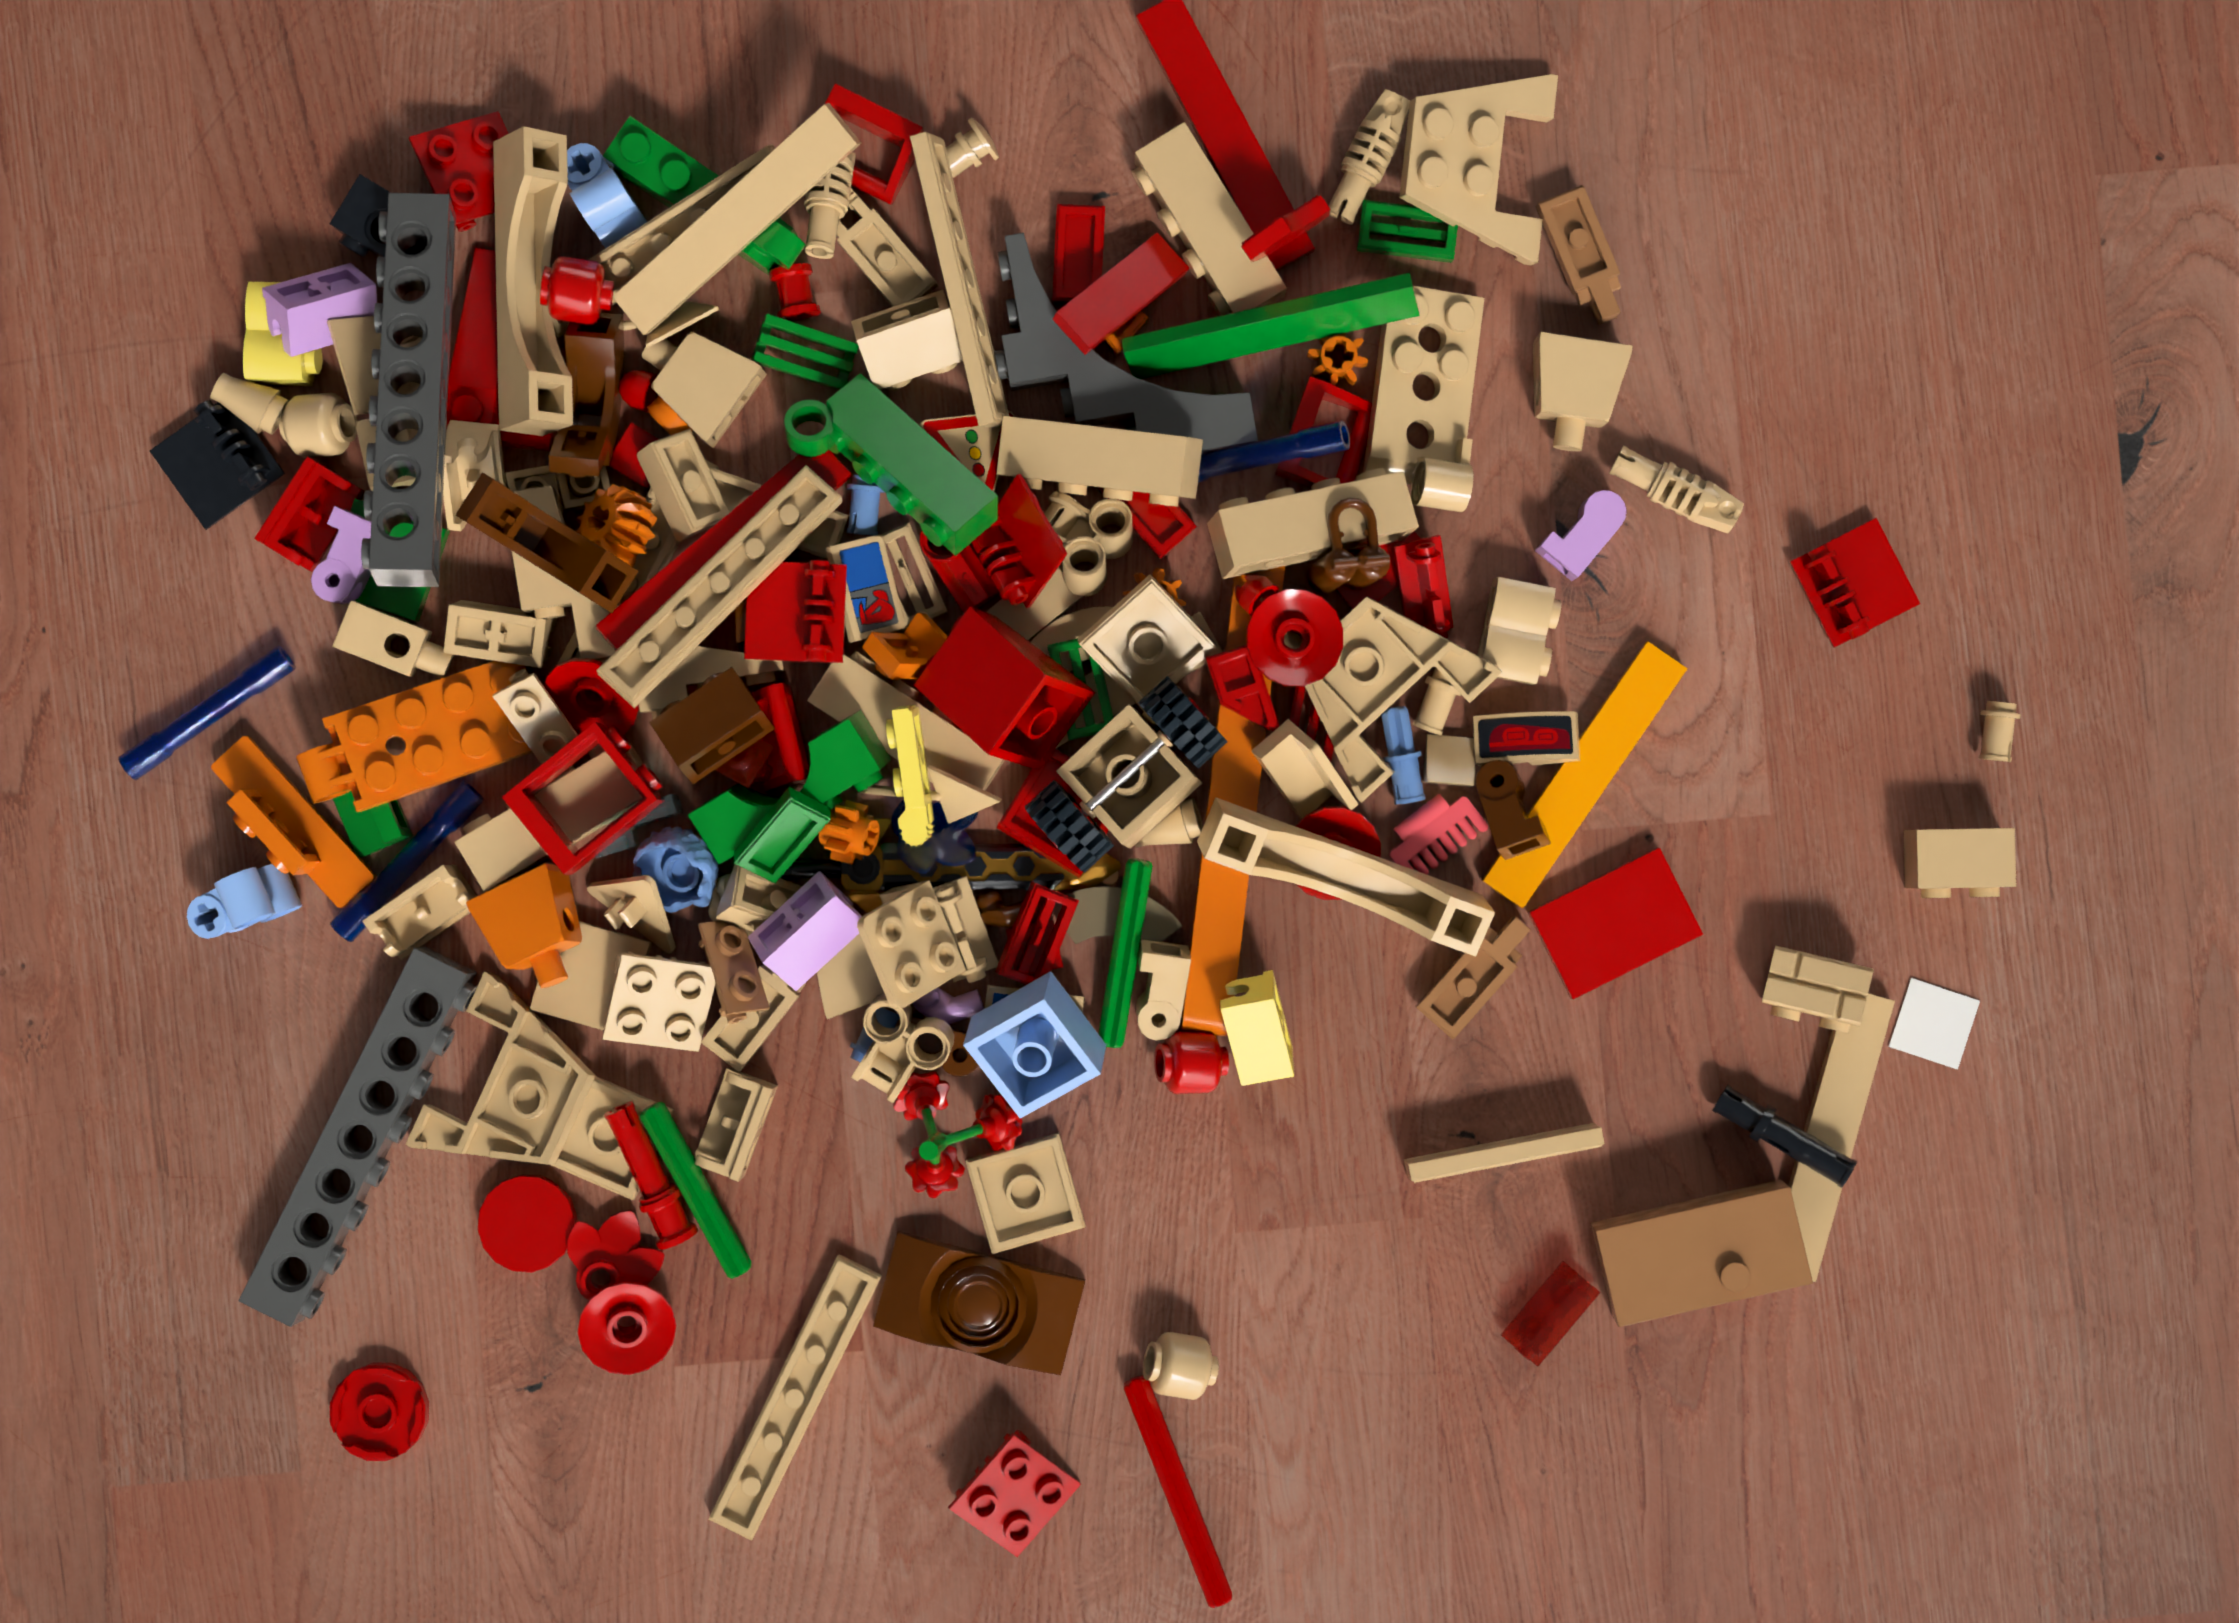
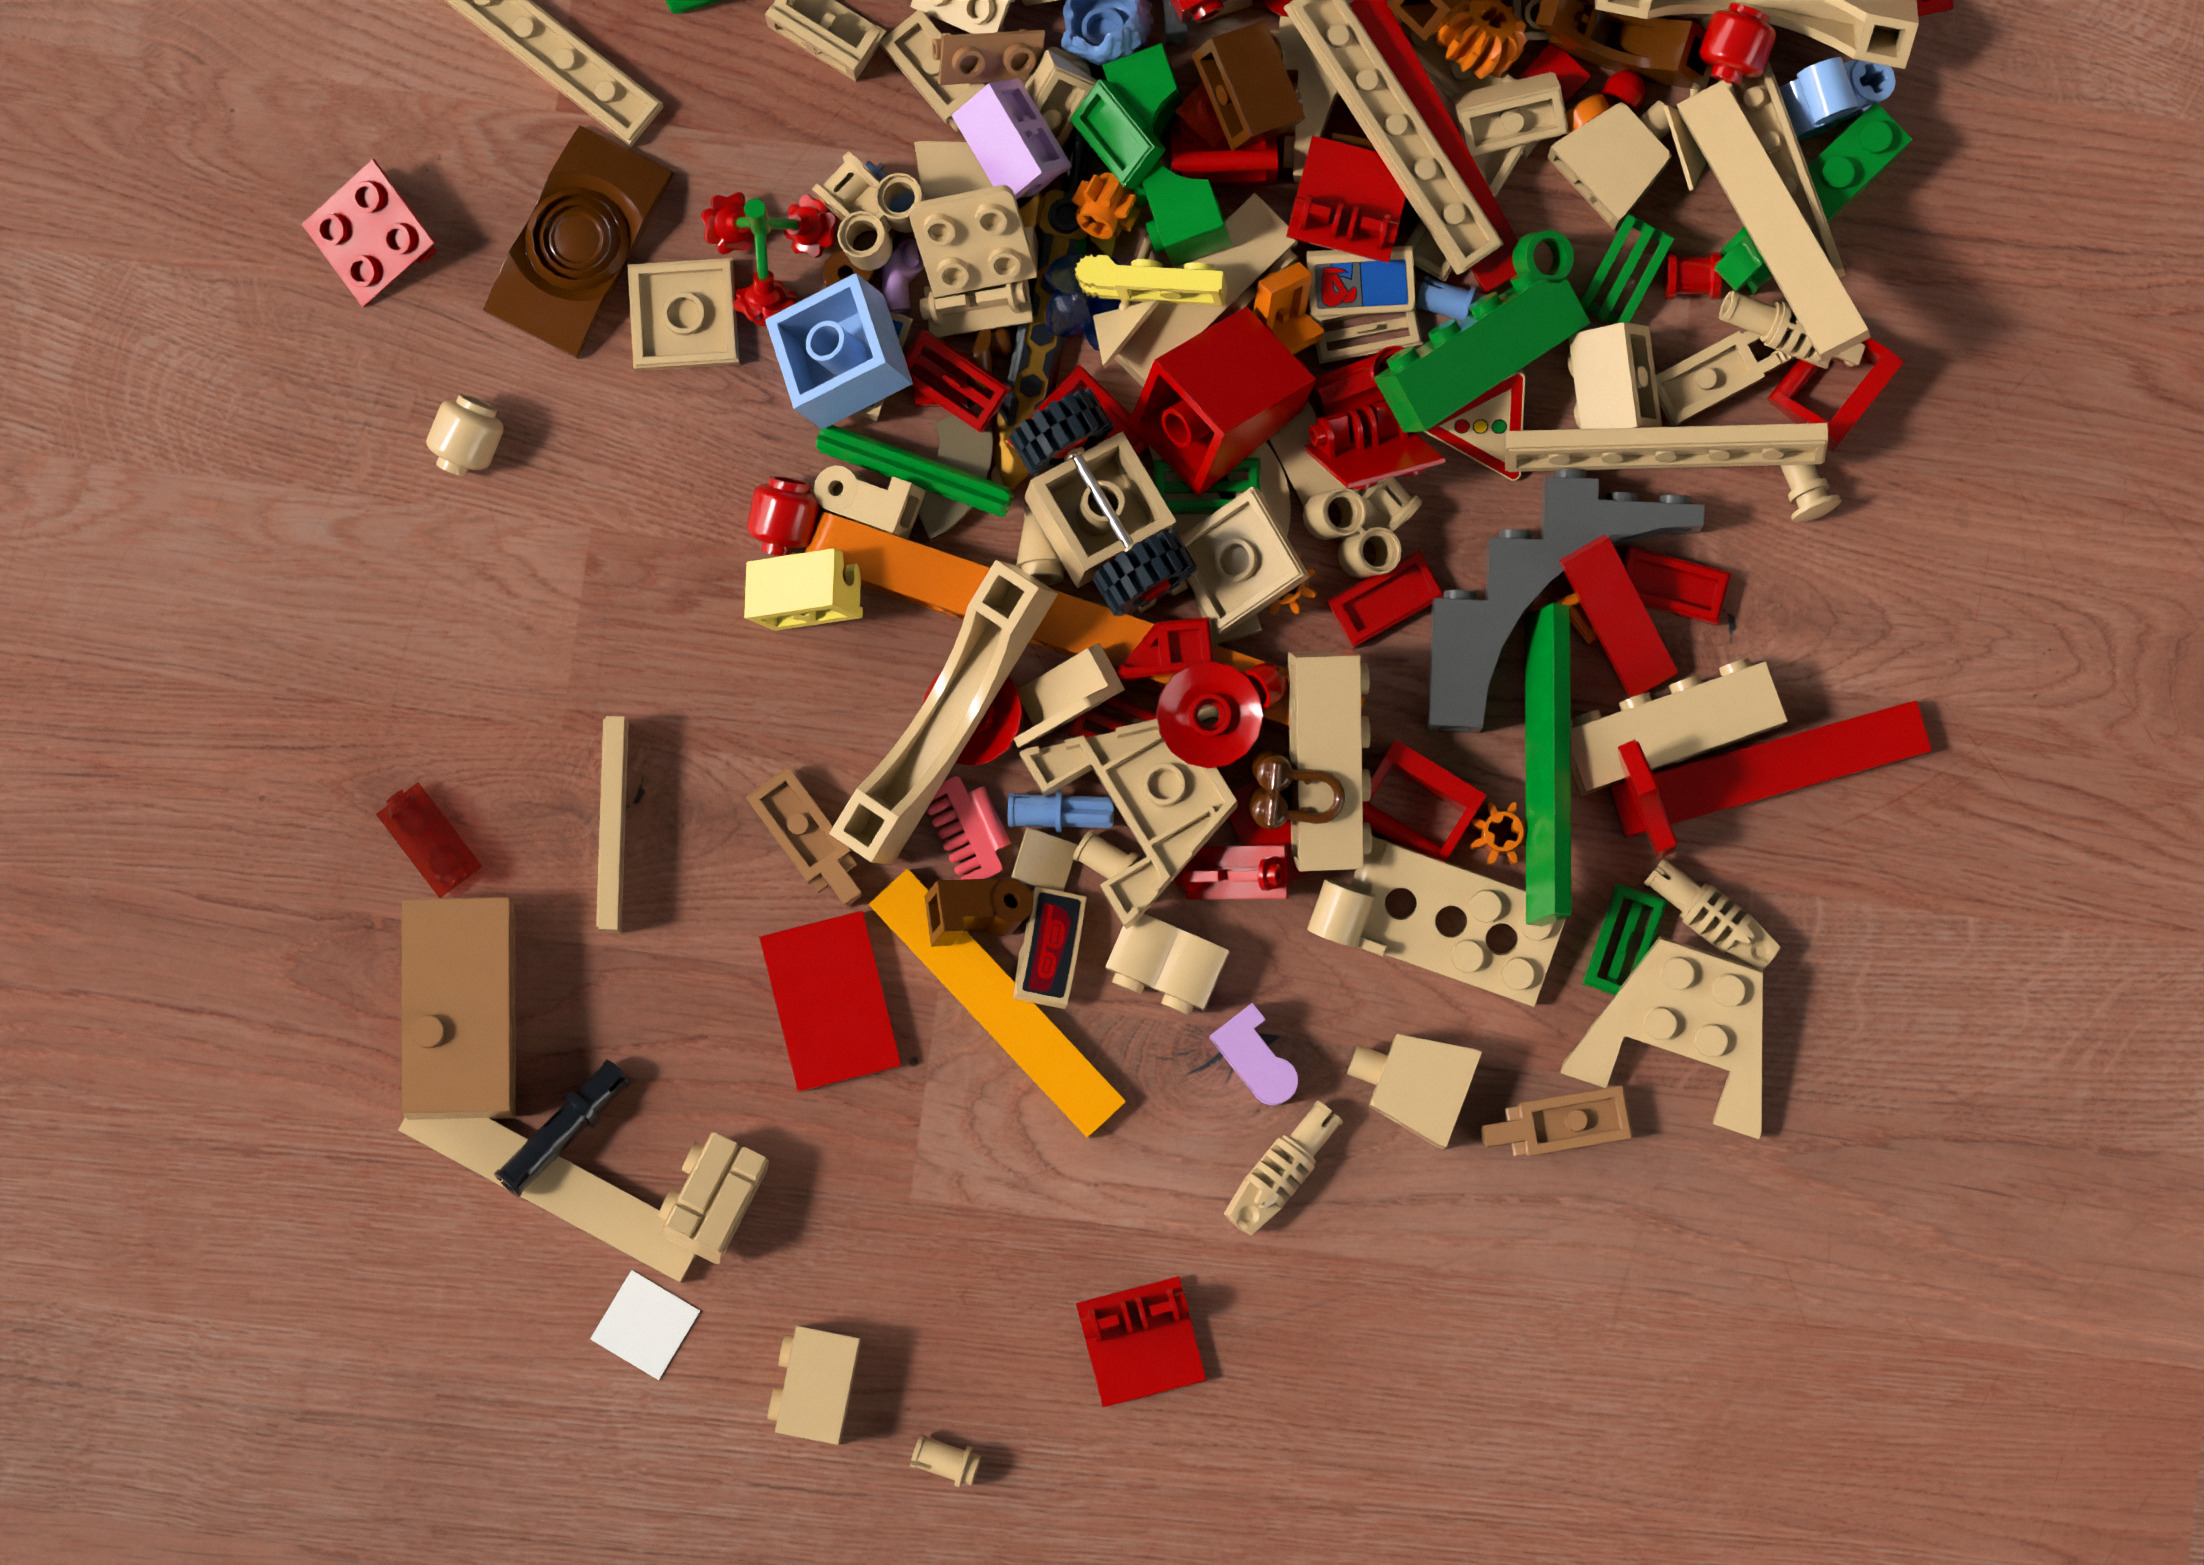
camera: 100 degrees right, 5 degrees down
(1100, 457) = (1445, 551): tan brick -> none
(1178, 1491) = (331, 405): red axle -> none
(1303, 444) = (1413, 766): clear blue piece -> none

